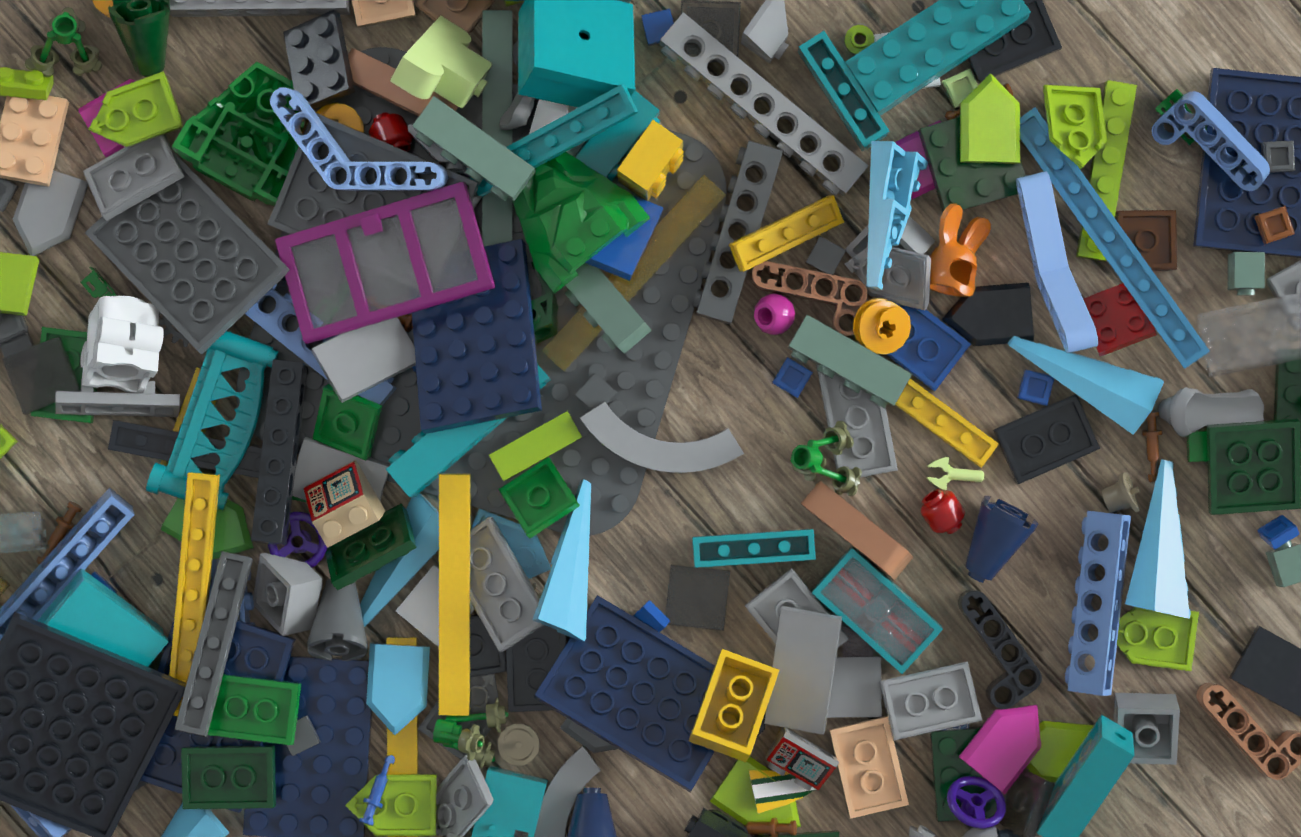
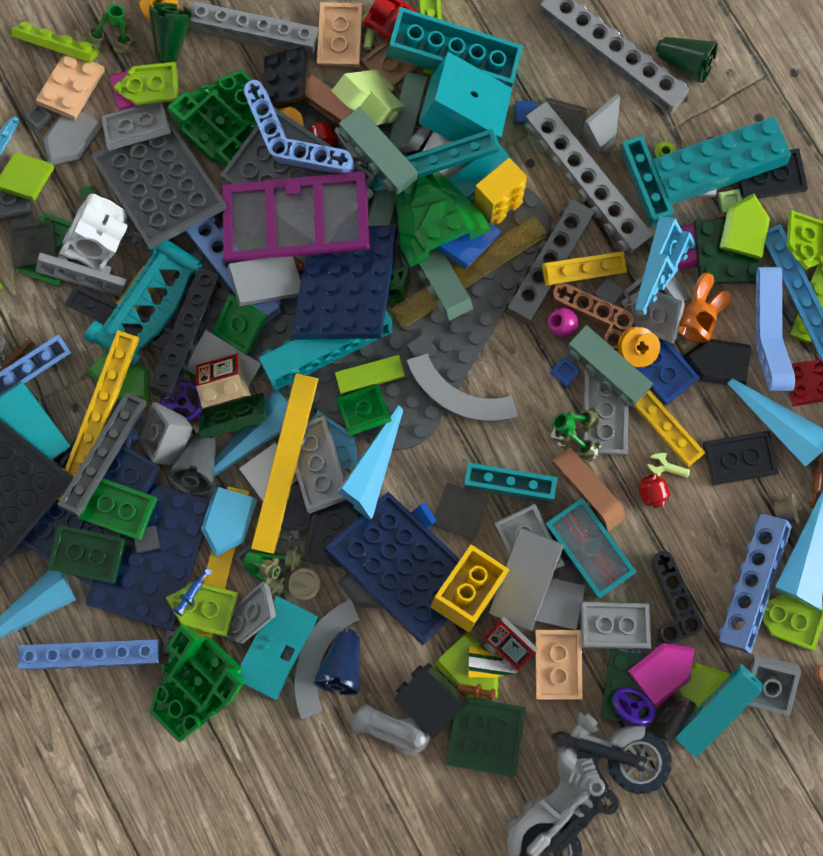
camera: 15 degrees right, 10 degrees down
(996, 538) = (689, 518): dark blue cone -> none
(1035, 387) = (740, 420): blue tile -> none

